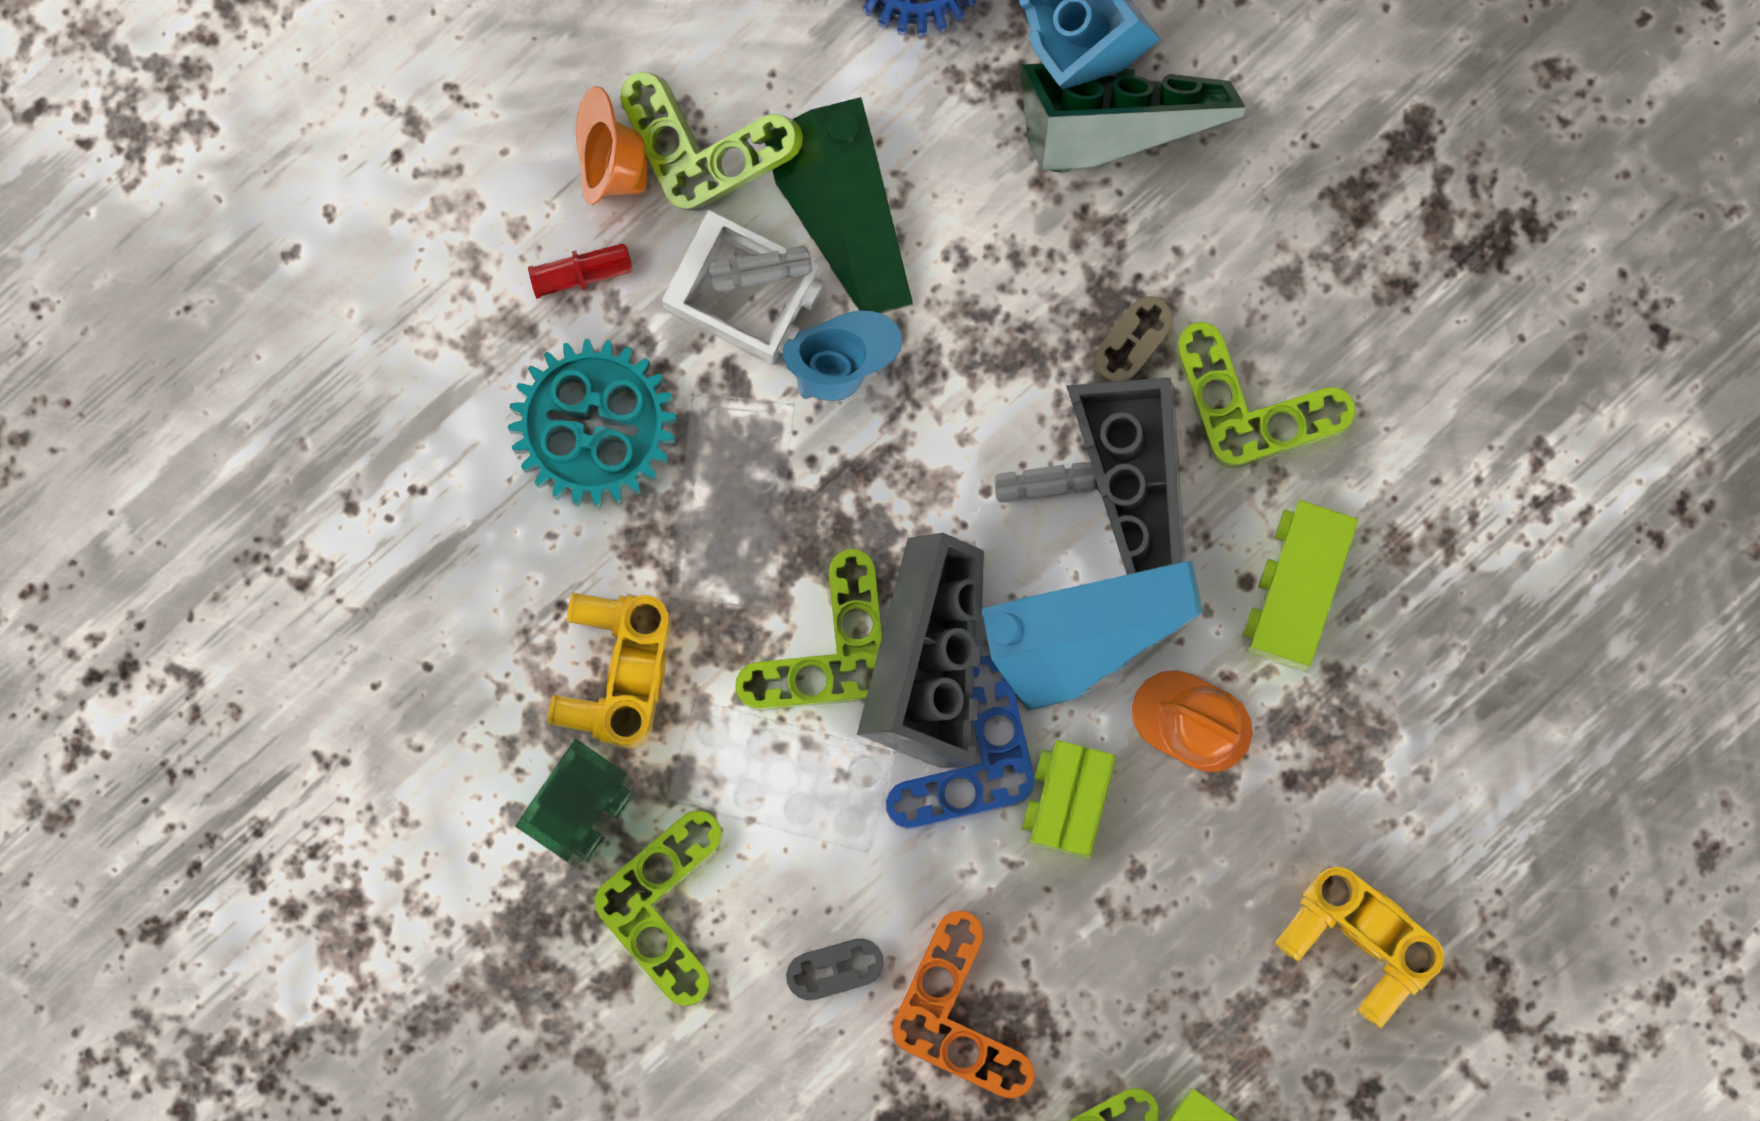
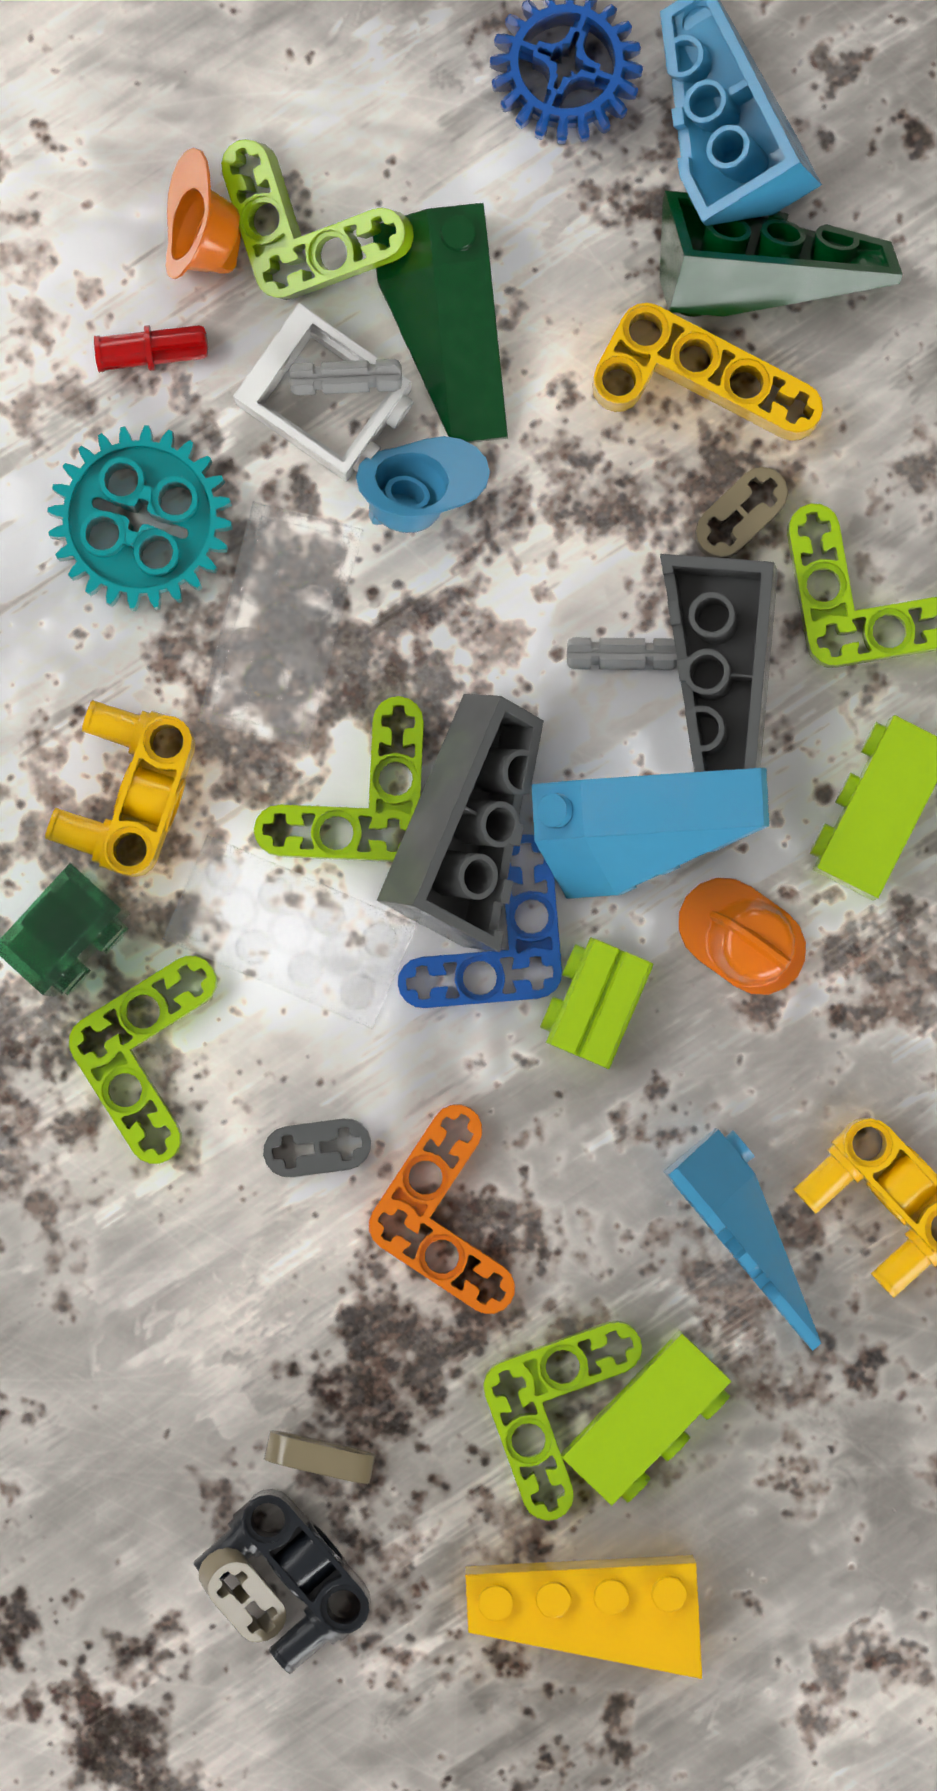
camera: 10 degrees right, 5 degrees up
(1088, 229) = (710, 383): none -> yellow beam
(1221, 966) = (732, 1204): none -> dark azure wedge

